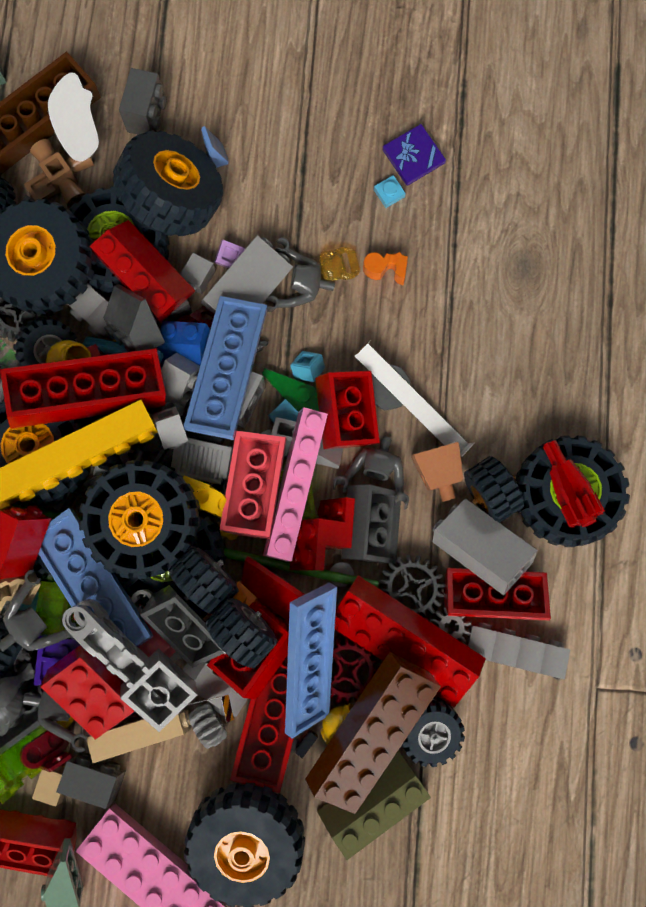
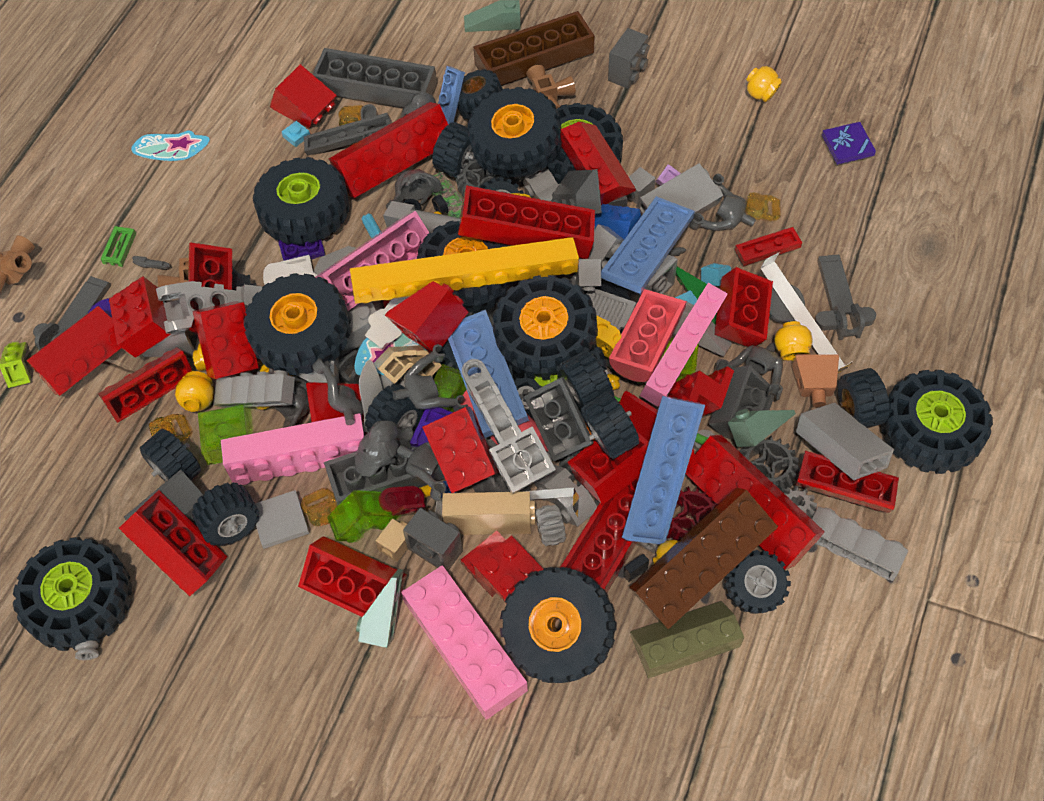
camera: 20 degrees right, 20 degrees down
(72, 117) = (569, 54): white sticker -> none
(167, 183) = (635, 109): black wheel -> none
(170, 786) = (499, 564): none -> red bracket
(214, 148) = (677, 103): medium blue slope -> none
(303, 98) = (763, 83): none -> yellow piece
(355, 315) = (768, 245): none -> red plate
(376, 266) = (797, 214): orange leg -> none
(389, 191) = (820, 165): medium azure plate -> none
(392, 549) = (754, 426): none -> sand green slope
(407, 433) = (793, 340): none -> yellow piece
(445, 362) = (840, 301): none -> dark grey piece
(572, 489) = (938, 406): red piece -> none

